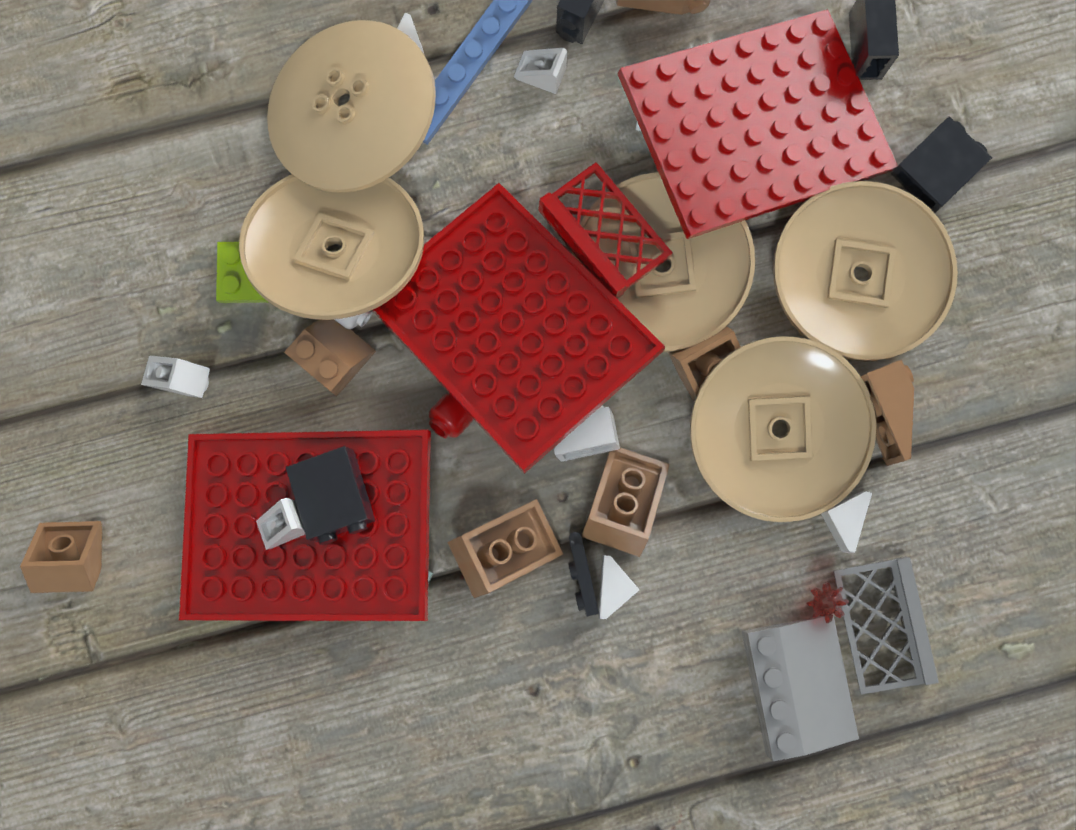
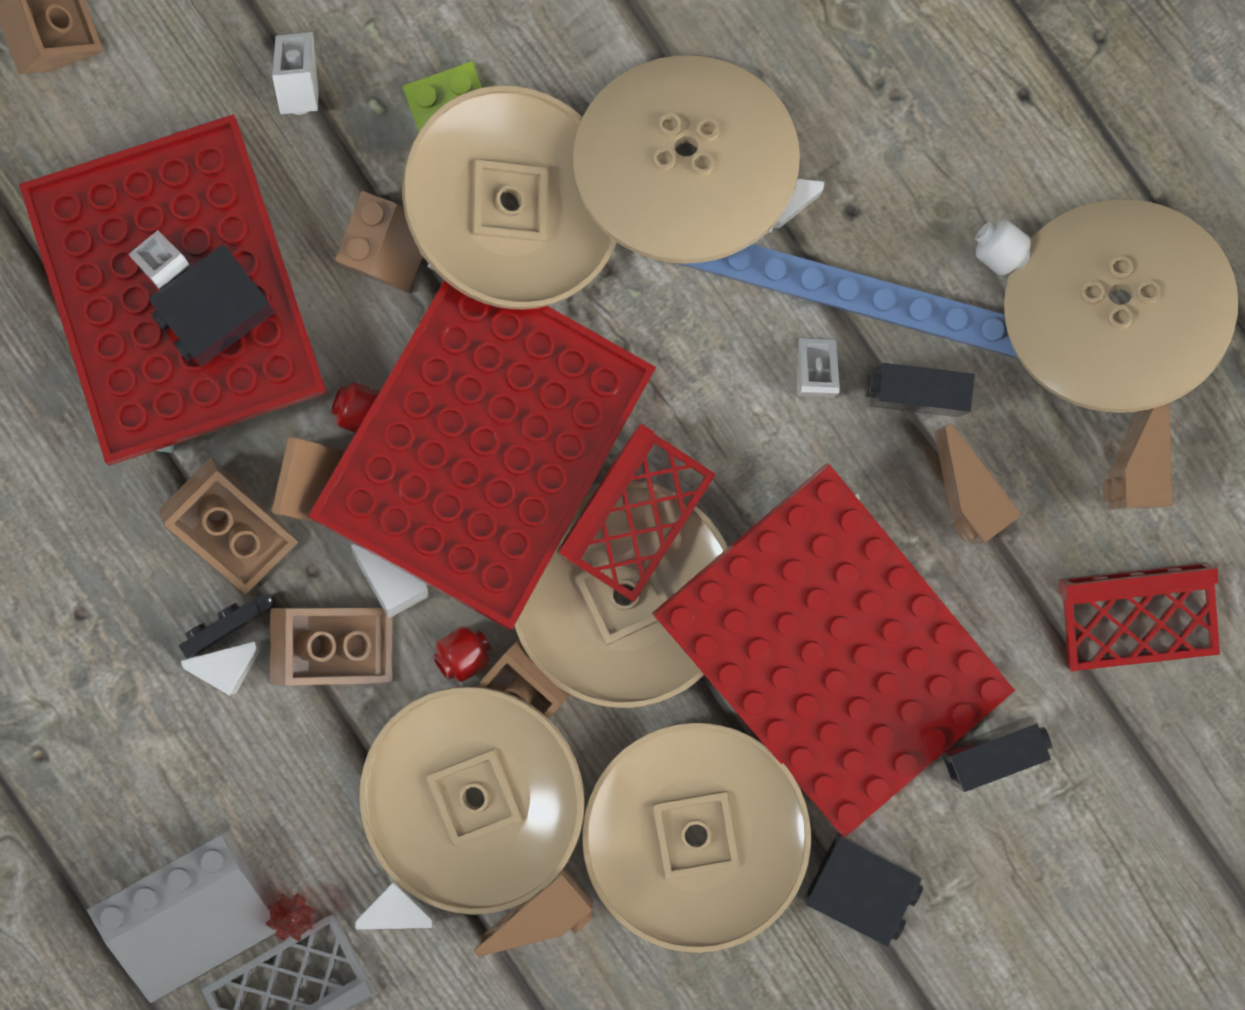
camera: 70 degrees right, 5 degrees up
(493, 467) = (303, 476): none -> medium nougat slope
(666, 401) = (461, 654): none -> red head

